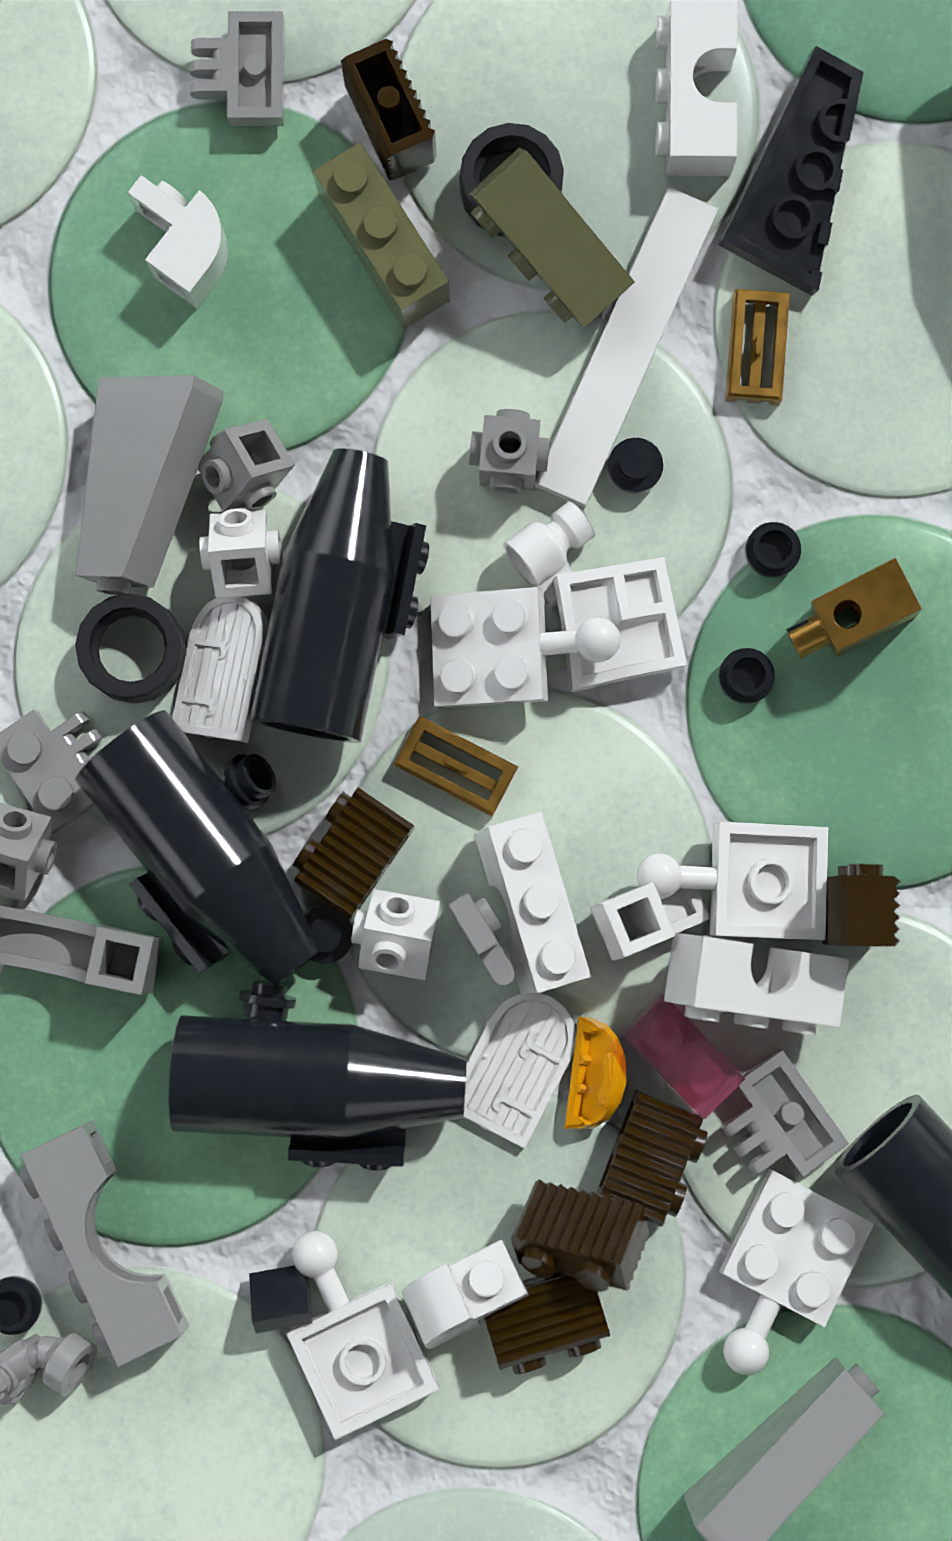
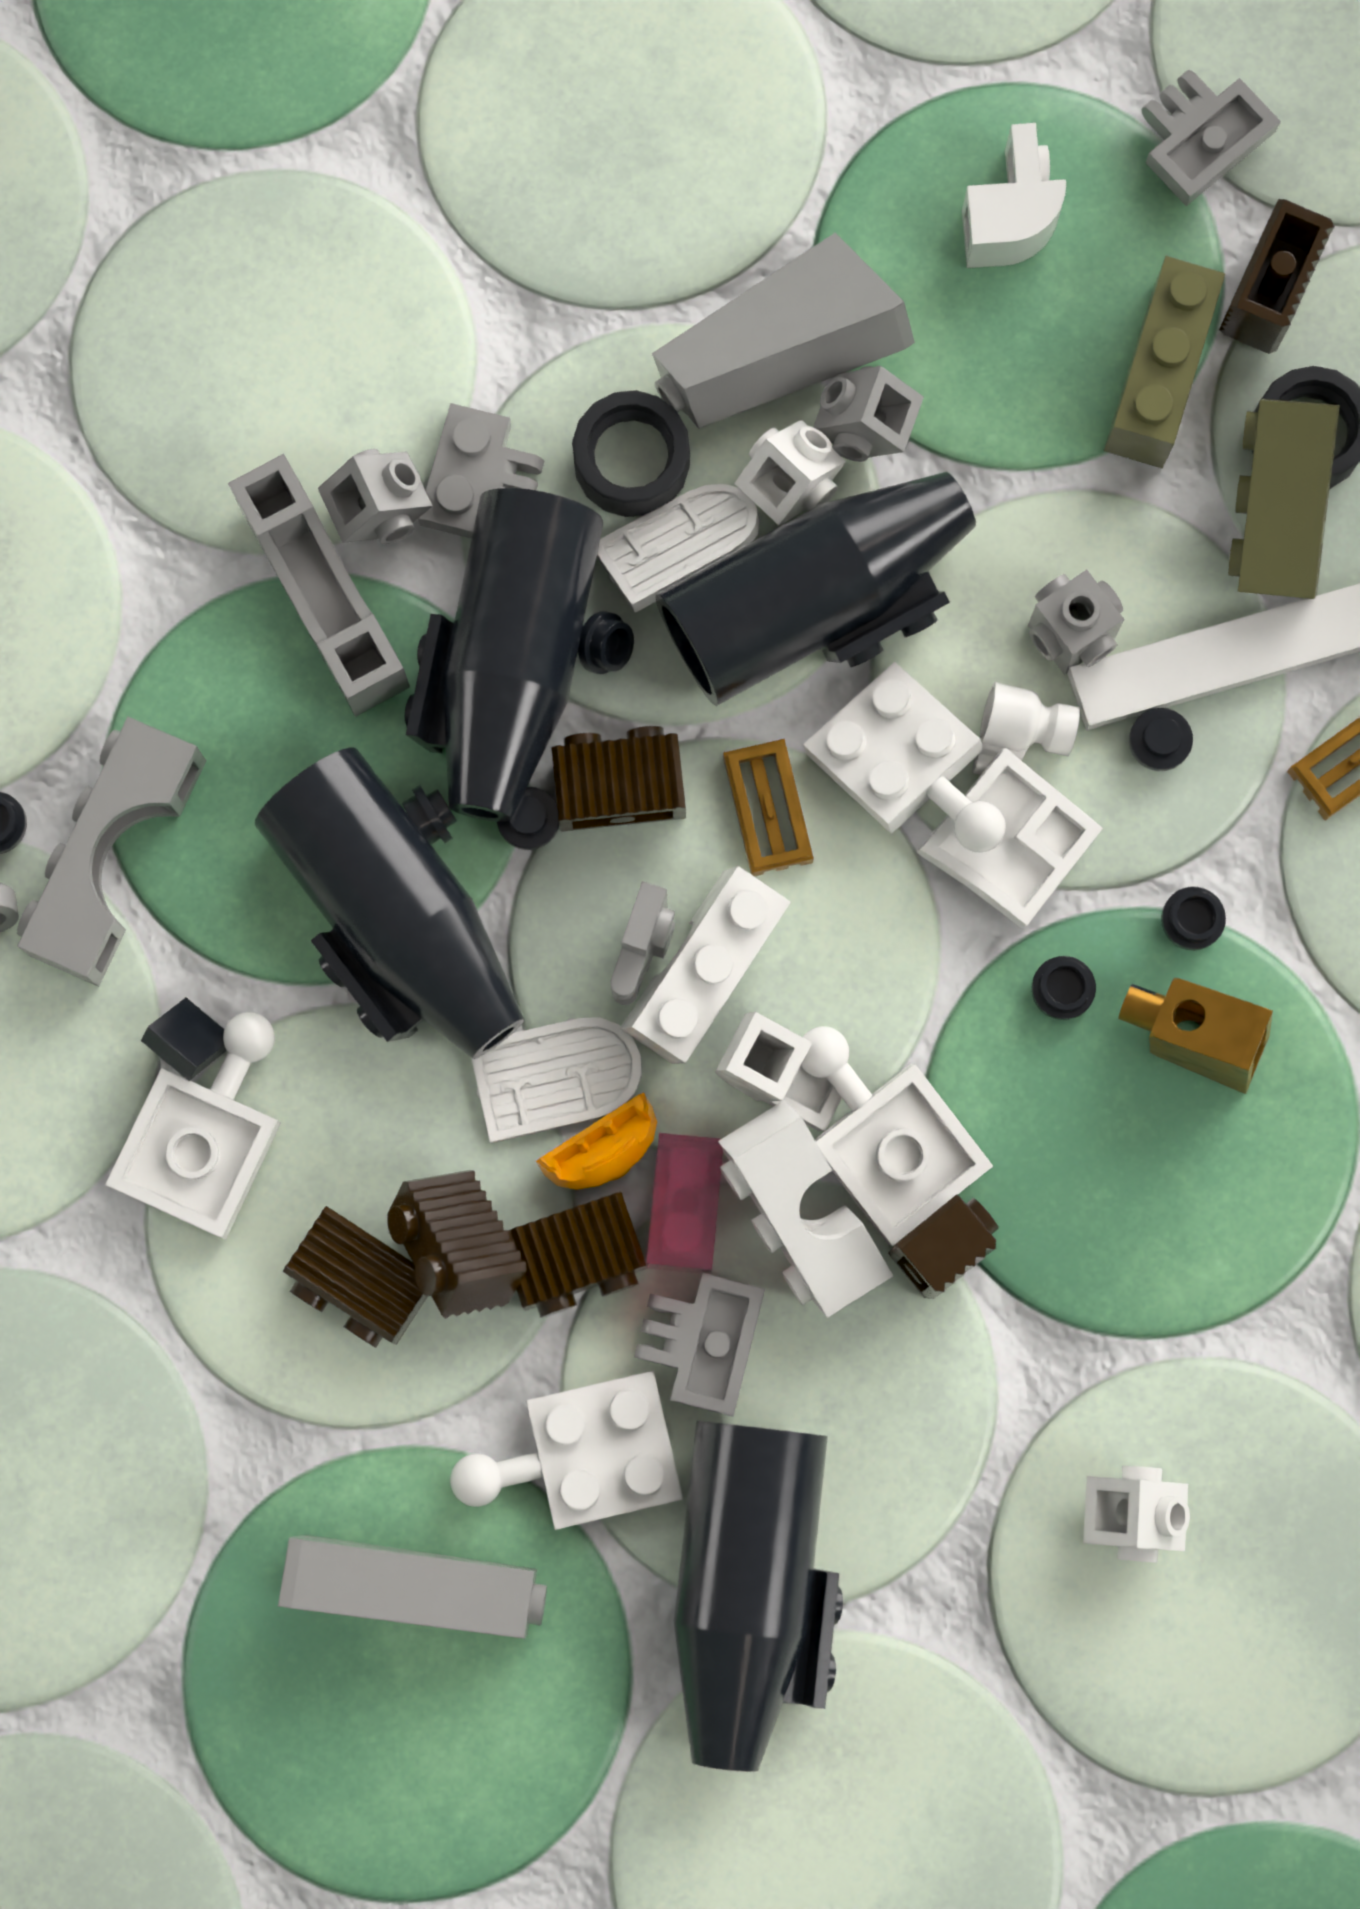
camera: 50 degrees right, 5 degrees down
(396, 934) = (580, 873): white brick -> none
(460, 1294) = (312, 1180): white brick -> none

